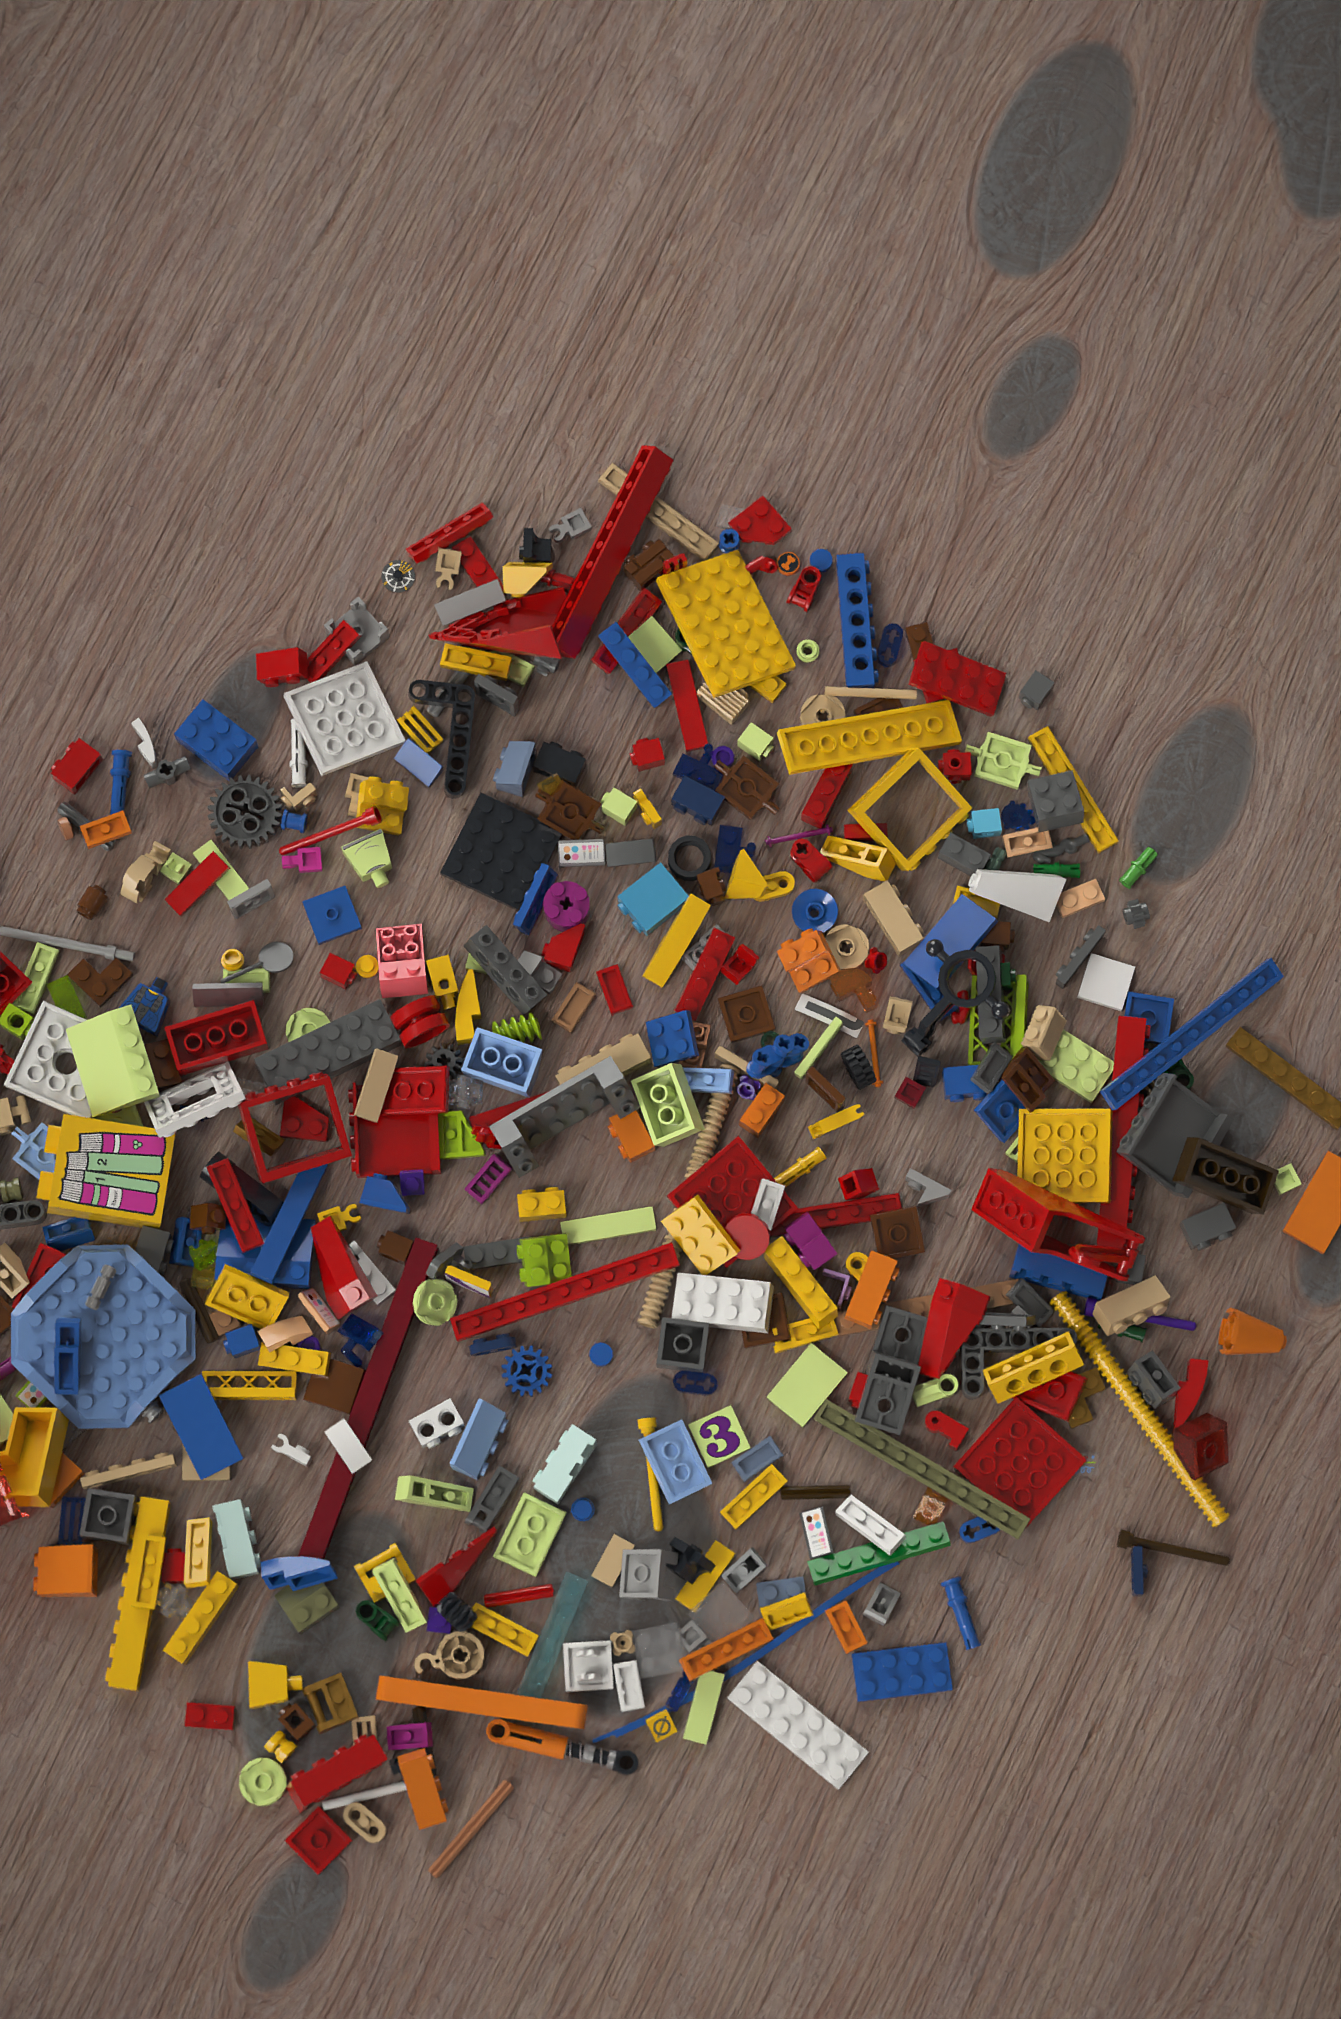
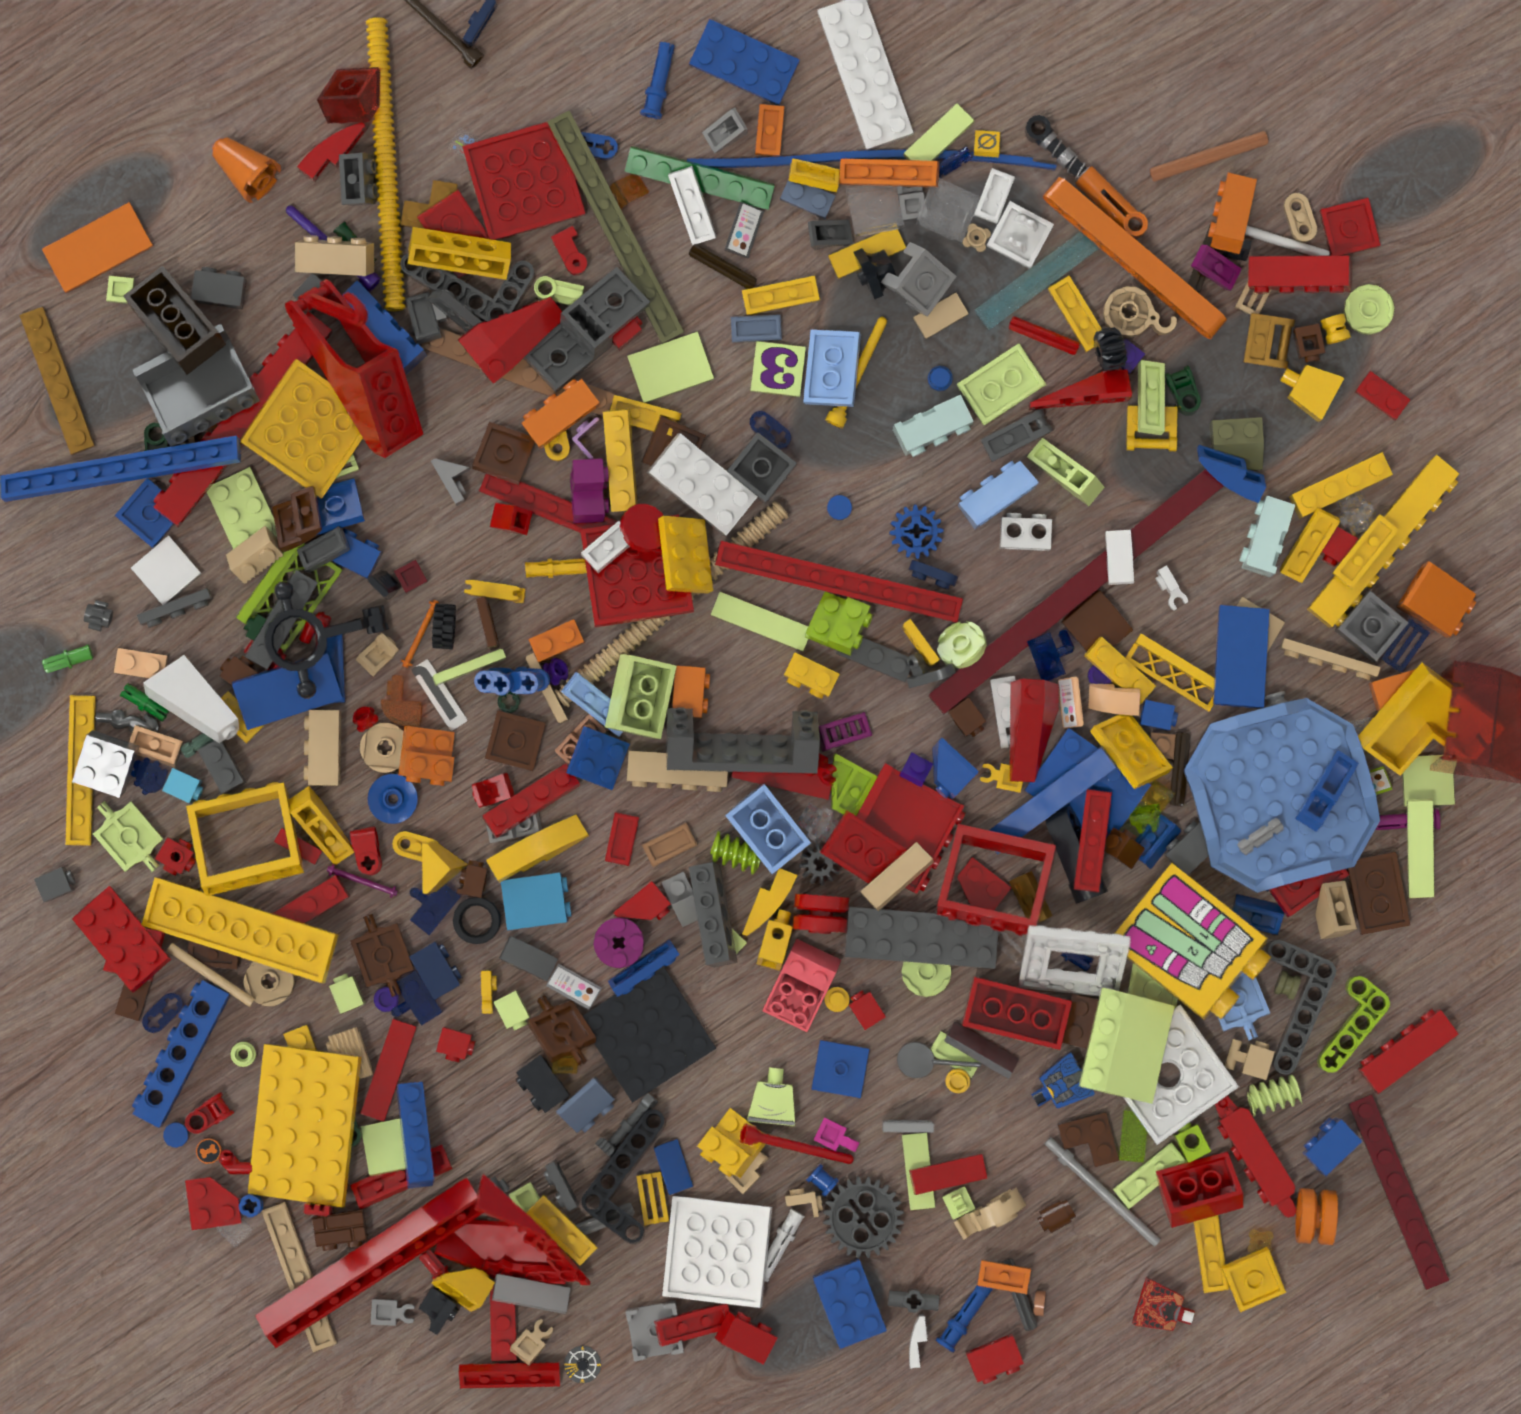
camera: 150 degrees left, 10 degrees up
(478, 747) = (608, 1146): none -> dark grey piece

